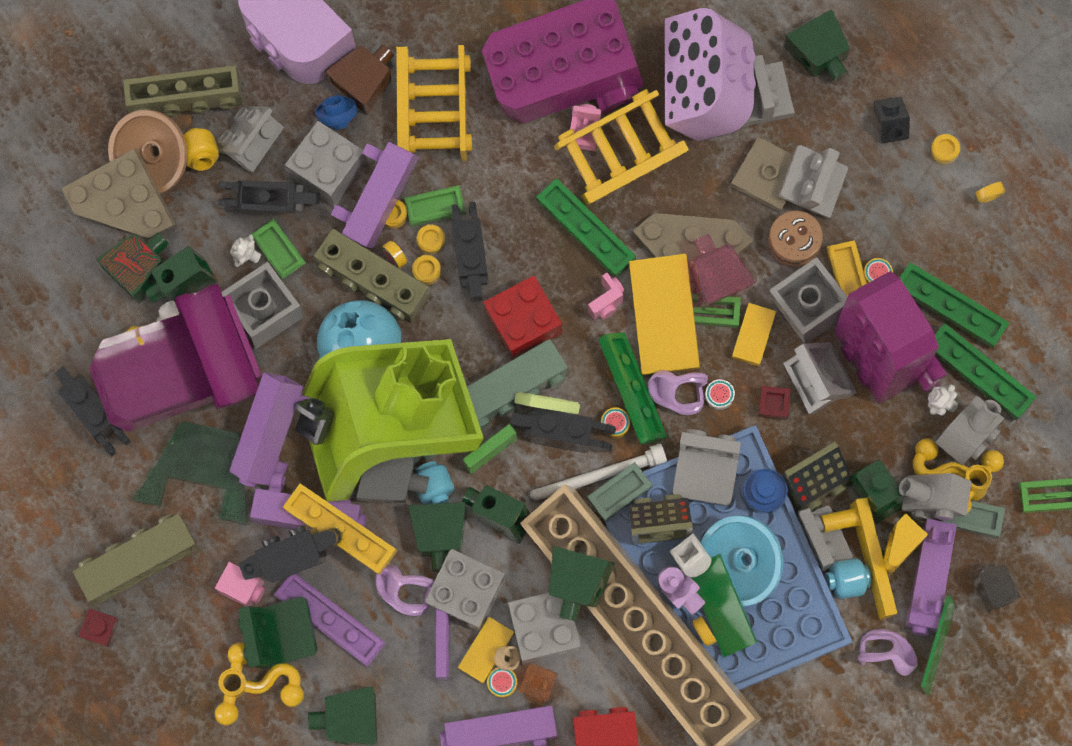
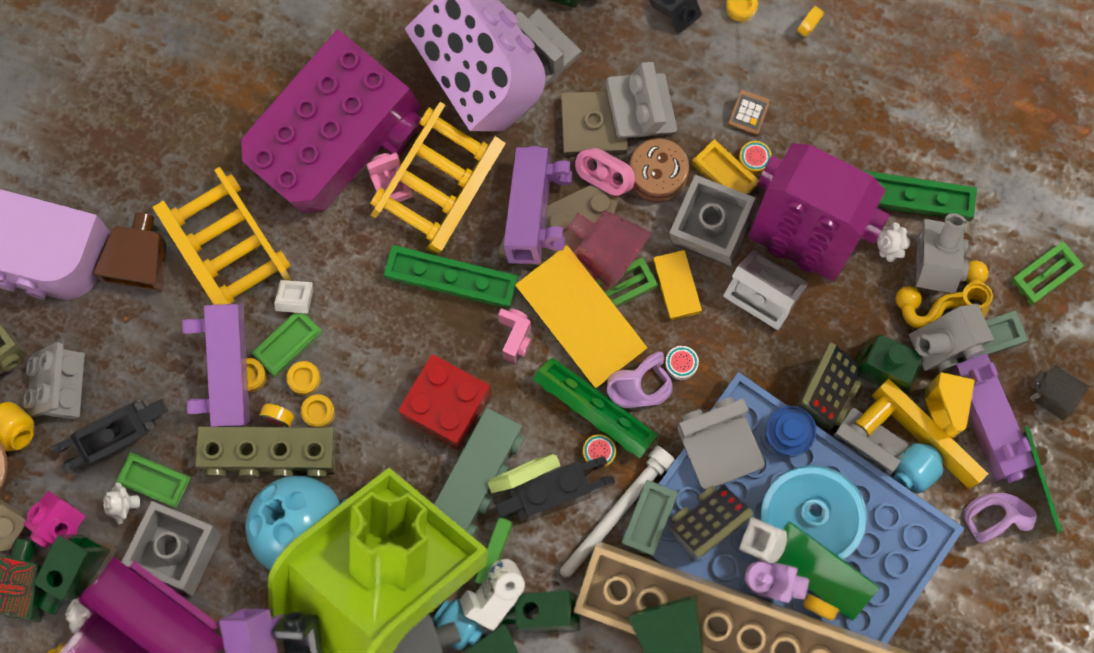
camera: 35 degrees left, 0 degrees up
(190, 232) = (52, 518): none -> dark pink brick
(326, 163) = (150, 364): light grey brick -> none
(336, 111) = (129, 307): blue plate -> none
(460, 174) = (294, 296): none -> white tile
(470, 251) = (351, 367): black hinge -> none
(471, 476) = (495, 595): none -> white leg
(676, 207) = (528, 205): none -> medium lavender brick
(754, 221) = (607, 173): none -> bright pink plate
(774, 402) = (739, 339): dark red plate -> none
(895, 235) = (749, 112): none -> slope
(953, 306) = (852, 147): green plate -> none

